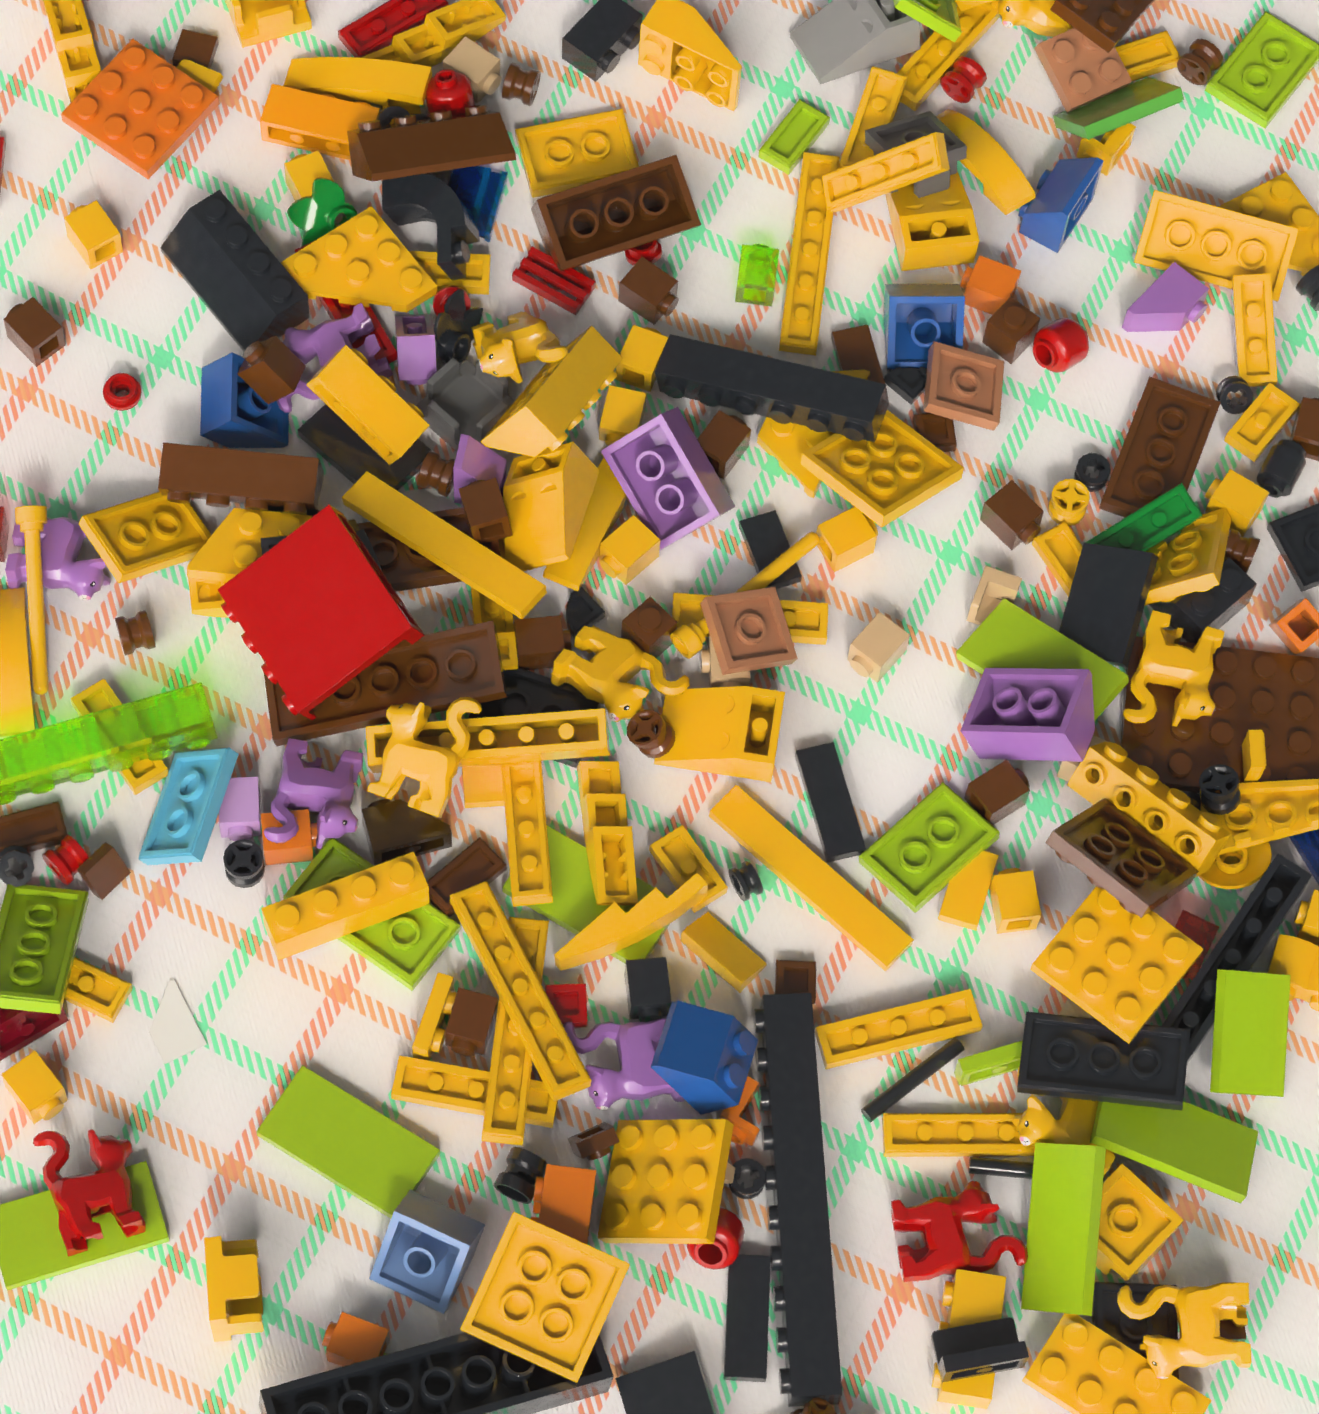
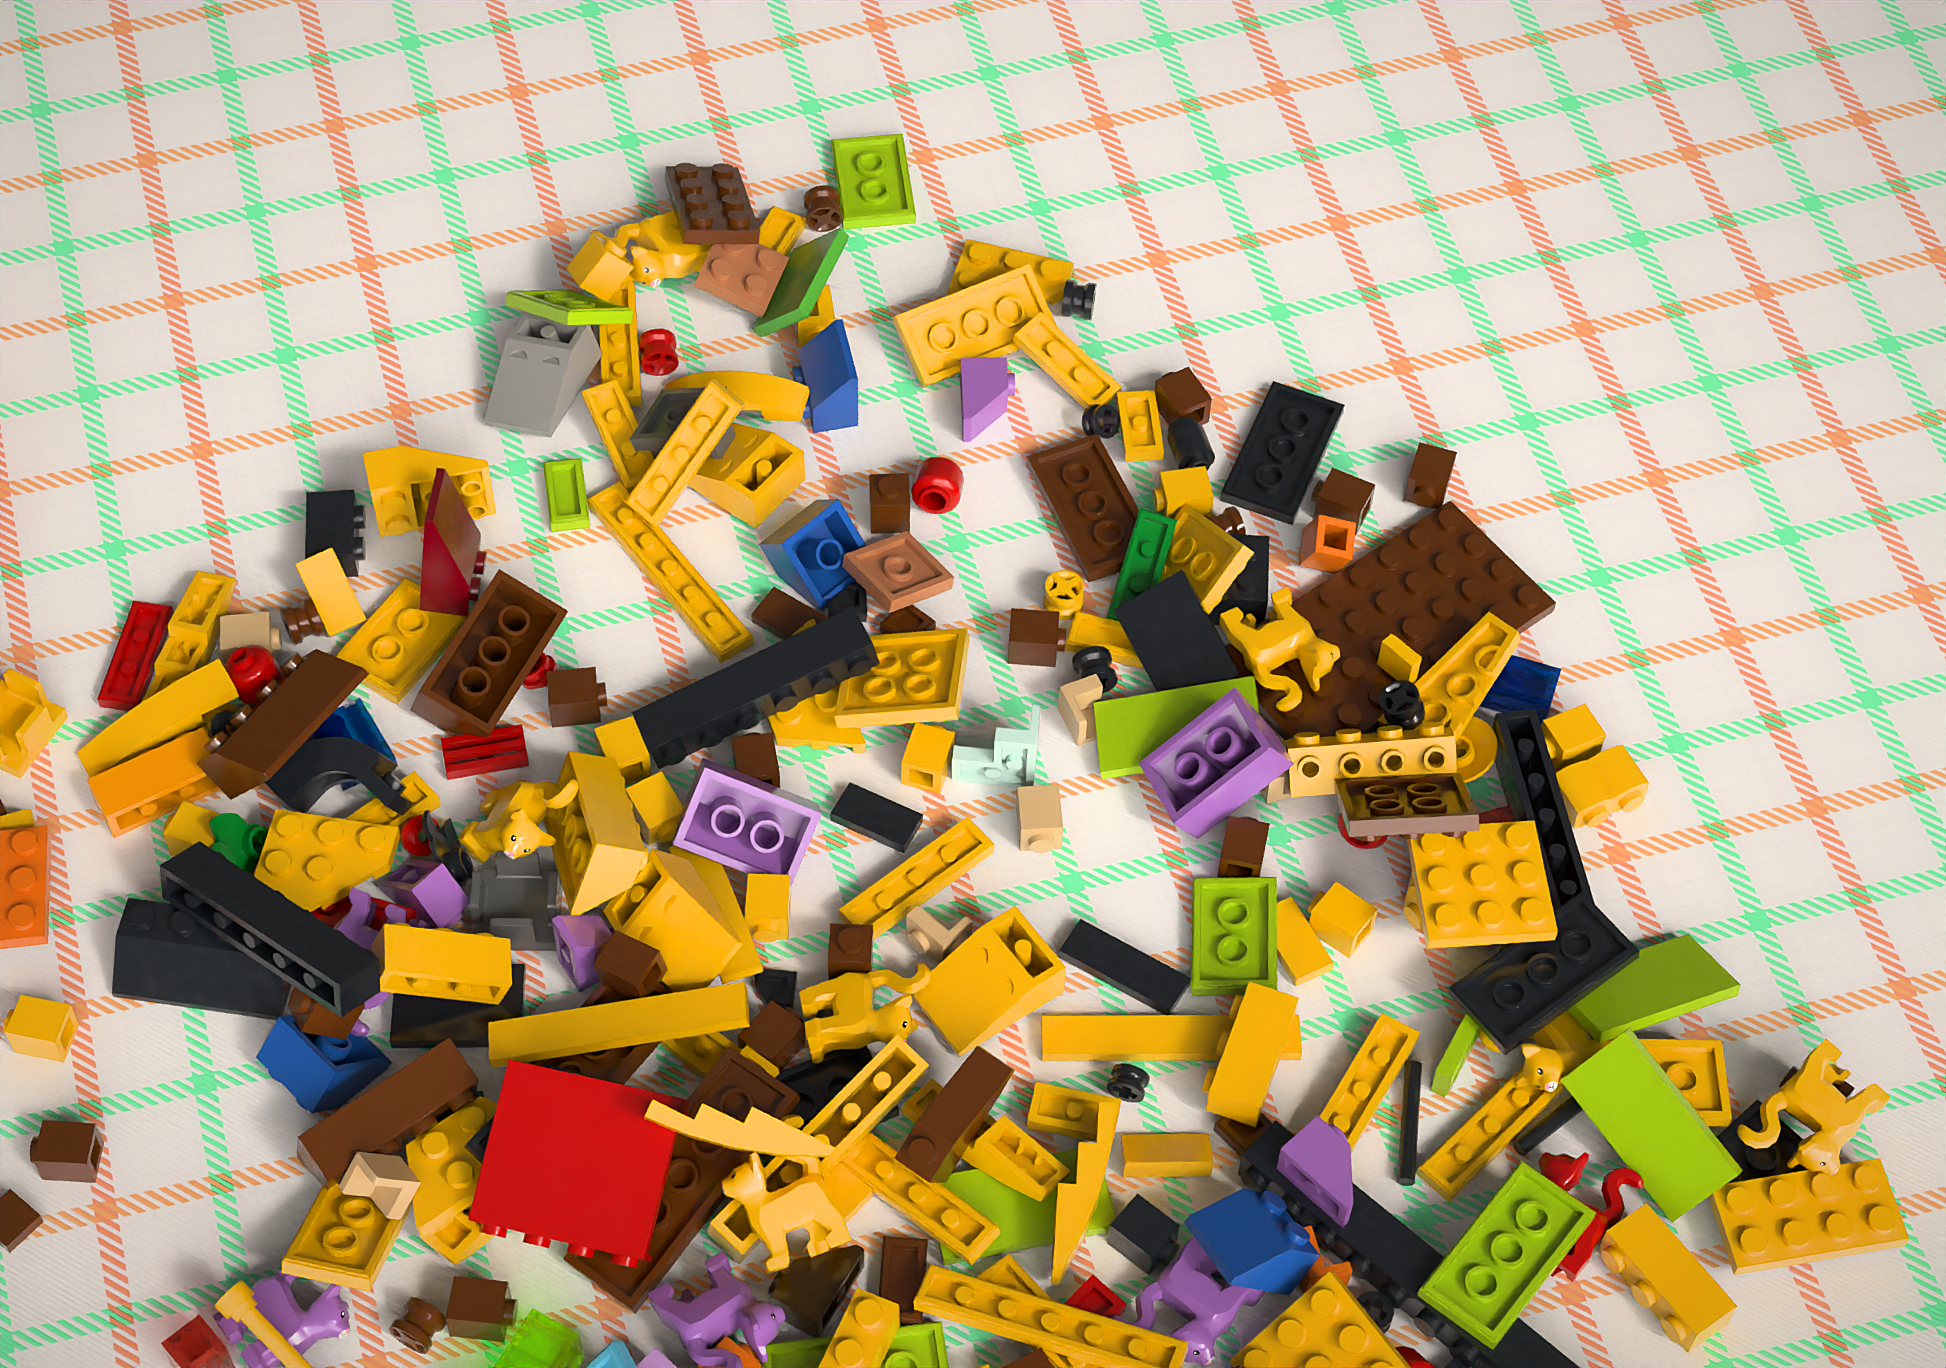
camera: 40 degrees left, 10 degrees down
(118, 383) = (196, 1127): red plate -> none
(181, 655) = (480, 1309): none -> reddish brown brick
(197, 515) = (383, 1179): none -> tan panel
(278, 287) = (271, 928): none -> black brick
(432, 690) = (756, 1134): none -> yellow slope
(436, 474) = (548, 976): reddish brown wheel -> none
(557, 78) = (330, 592): none -> yellow tile
(590, 798) = (954, 1117): none -> reddish brown slope
(651, 733) = (933, 1023): reddish brown wheel -> none
(657, 111) = (450, 552): none -> dark red slope
(689, 638) = (891, 932): yellow piece -> none
(748, 630) = (935, 884): nougat plate -> none
(757, 274) = (649, 617): clear neon green brick -> none
(802, 1048) = (1321, 1167): none -> medium lavender slope
(844, 934) = (1249, 1053): none -> yellow brick
(868, 1220) = (1506, 1254): none -> lime tile
(896, 581) = (999, 761): none -> light aqua panel
(978, 1349) = (1690, 1275): black panel -> none
(989, 284) = (840, 479): orange brick -> none
(1034, 573) = (1095, 661): none -> black wheel
(1097, 461) = (1055, 549): black bush -> none
(1250, 1033) = (1615, 862): lime tile -> none

